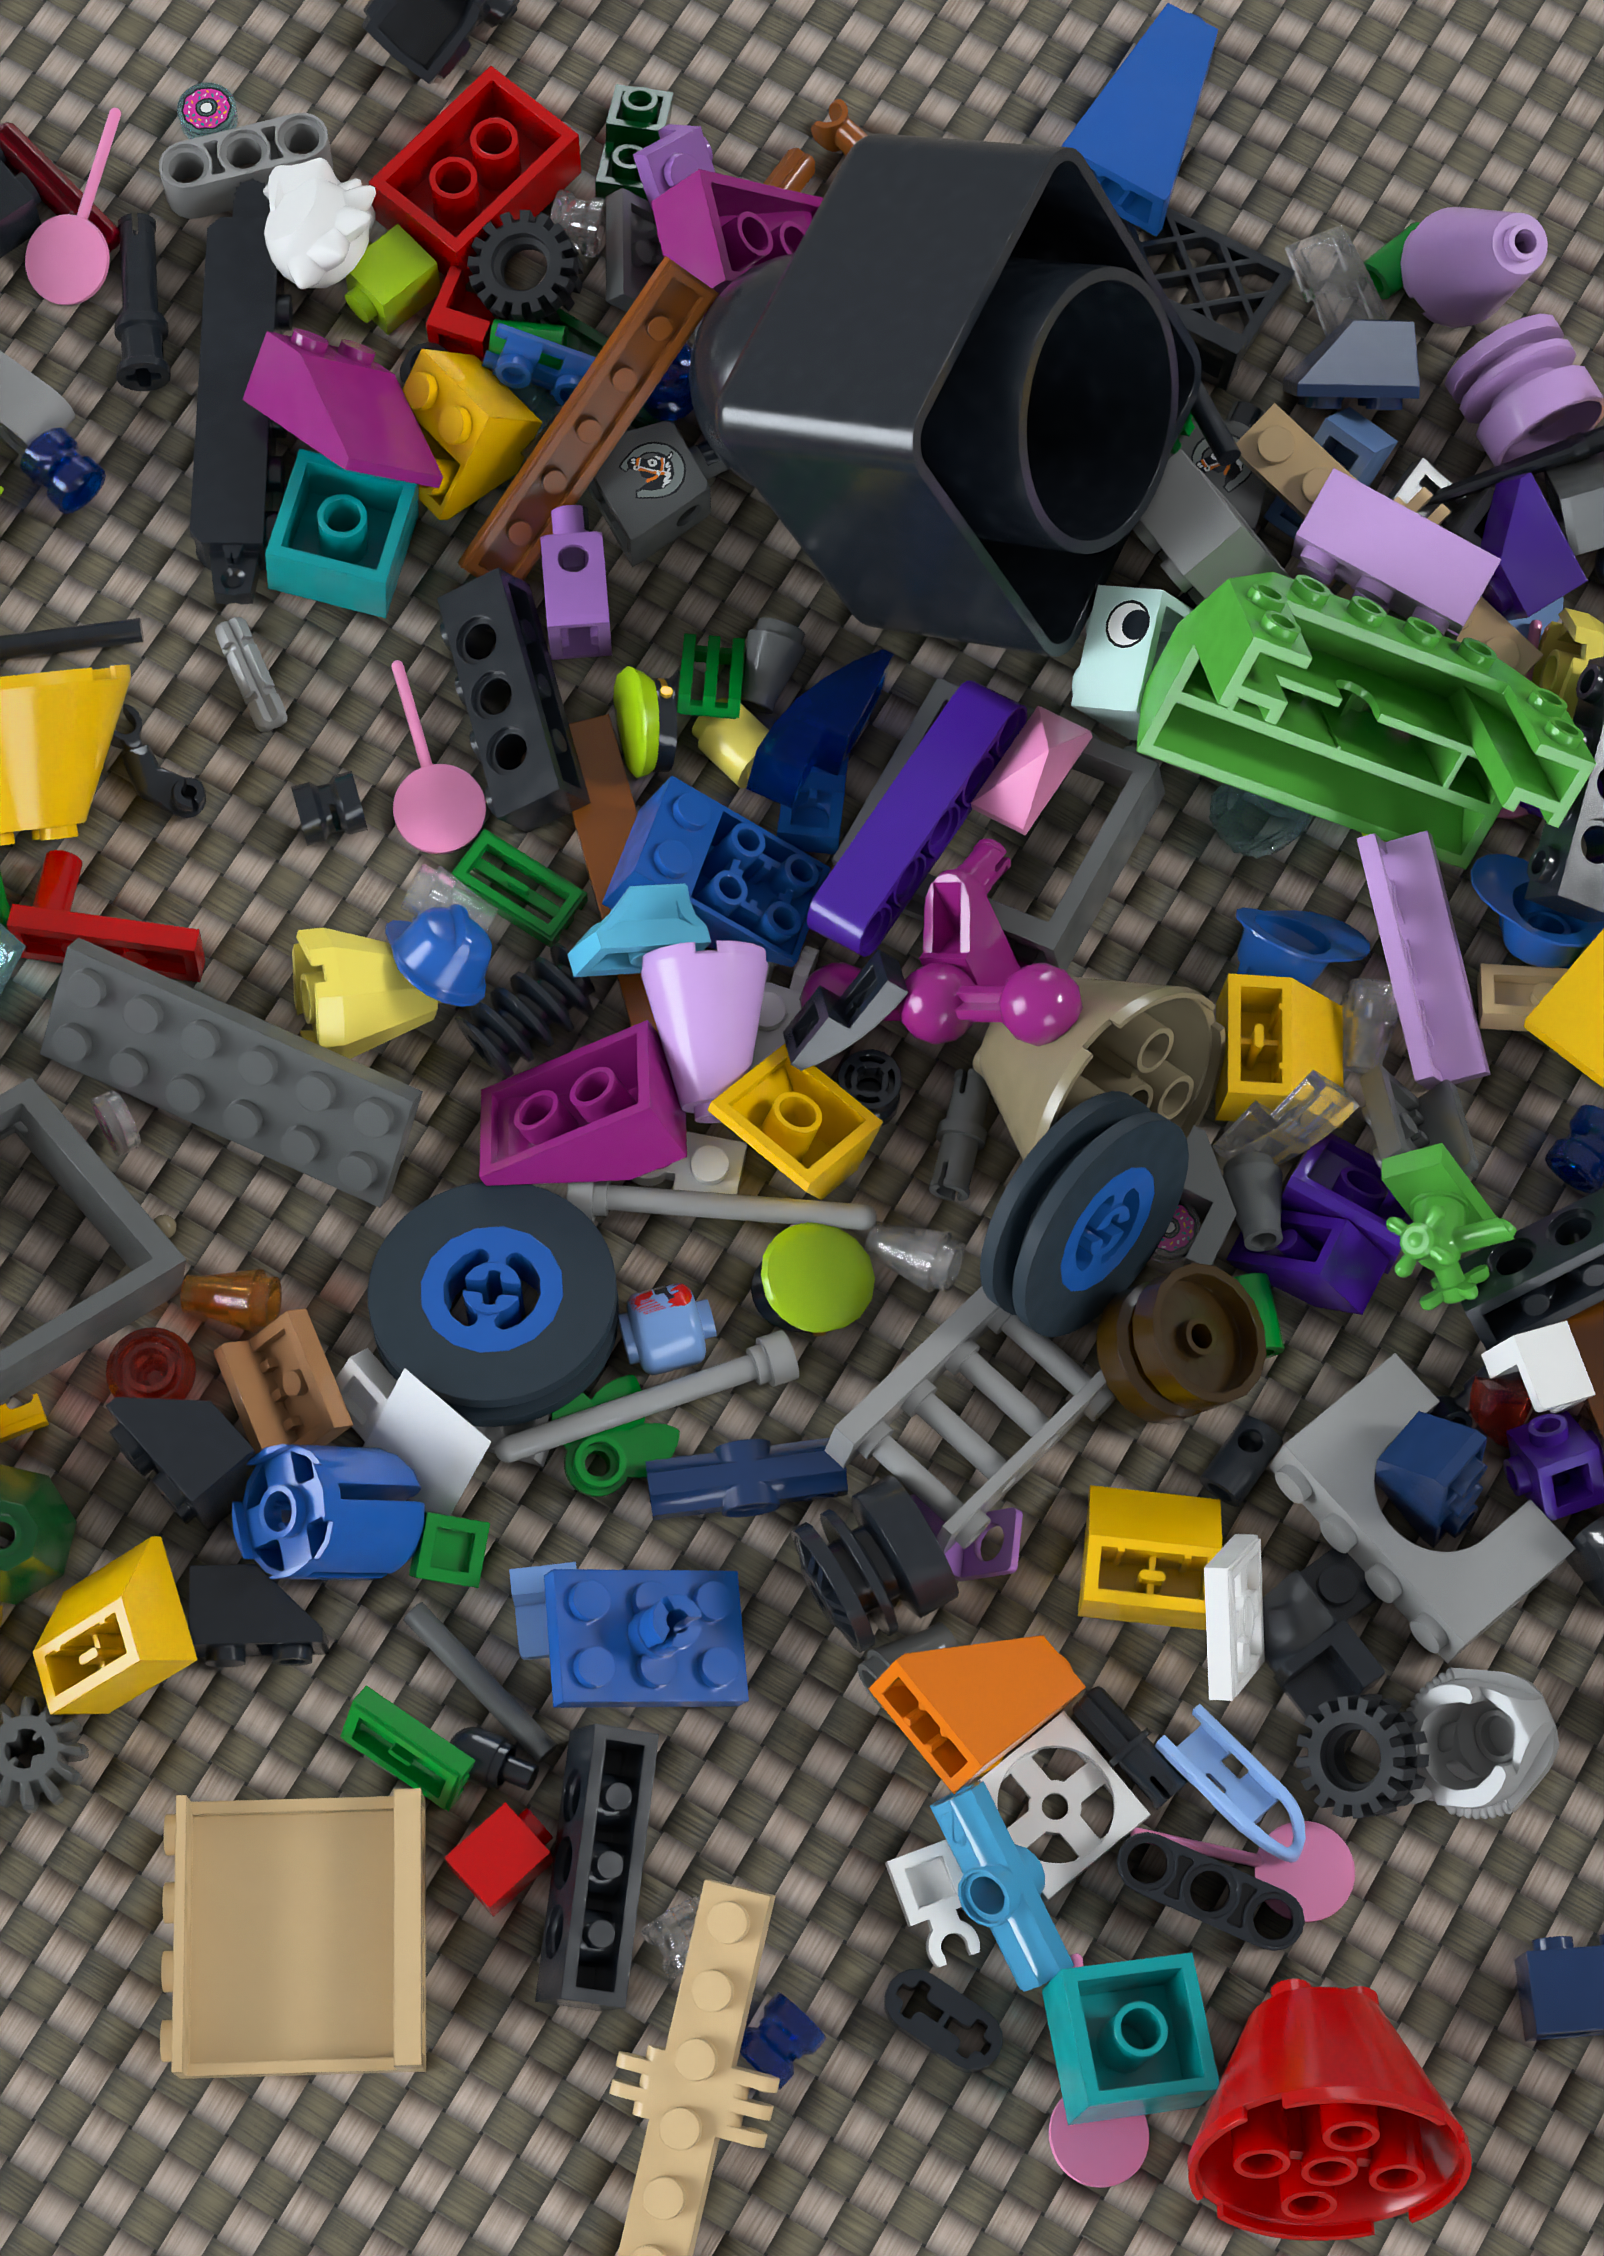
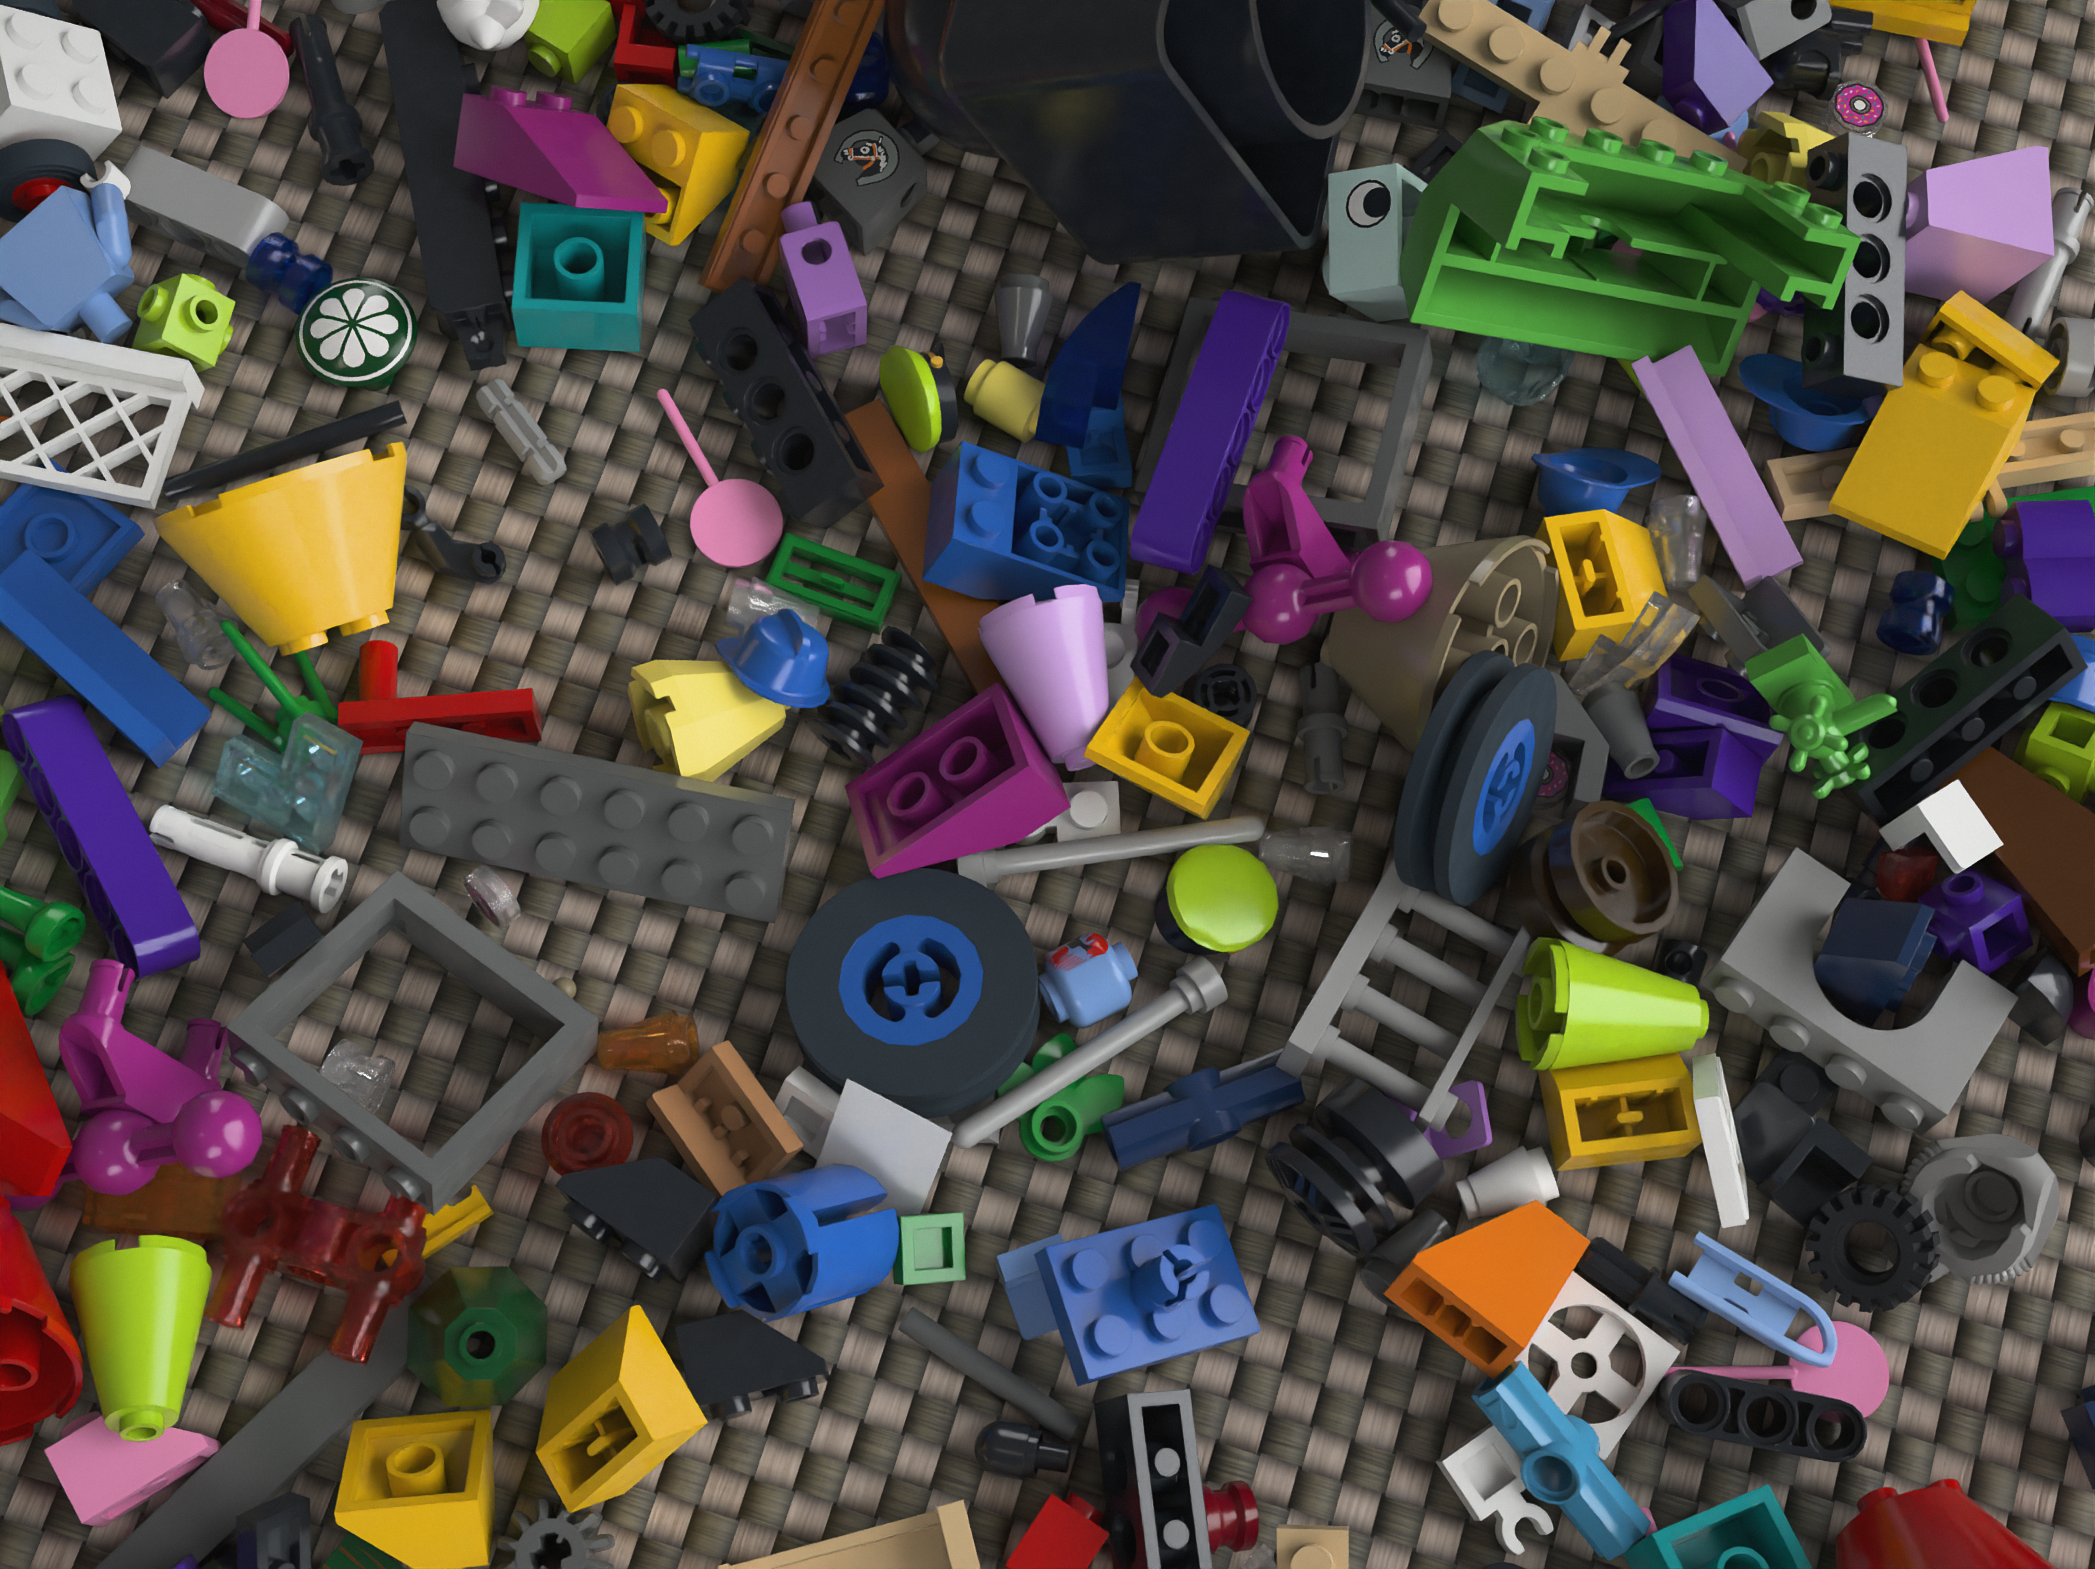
camera: 15 degrees left, 0 degrees up
(115, 542) = (356, 333): none -> dish
(407, 1748) = (936, 1459): green tile -> none
(638, 924) = (970, 589): medium azure slope -> none
(669, 1865) = (1231, 1516): none -> dark red wheel
(712, 656) = (968, 324): green tile -> none
(1025, 1614) = (1508, 1184): none -> white cone
(1031, 770) = (1307, 363): bright pink slope -> none
(1155, 1467) = (1601, 1009): none -> lime cone
(1200, 532) = (1415, 107): light grey brick -> none
(1392, 555) = (1602, 84): lavender piece -> none

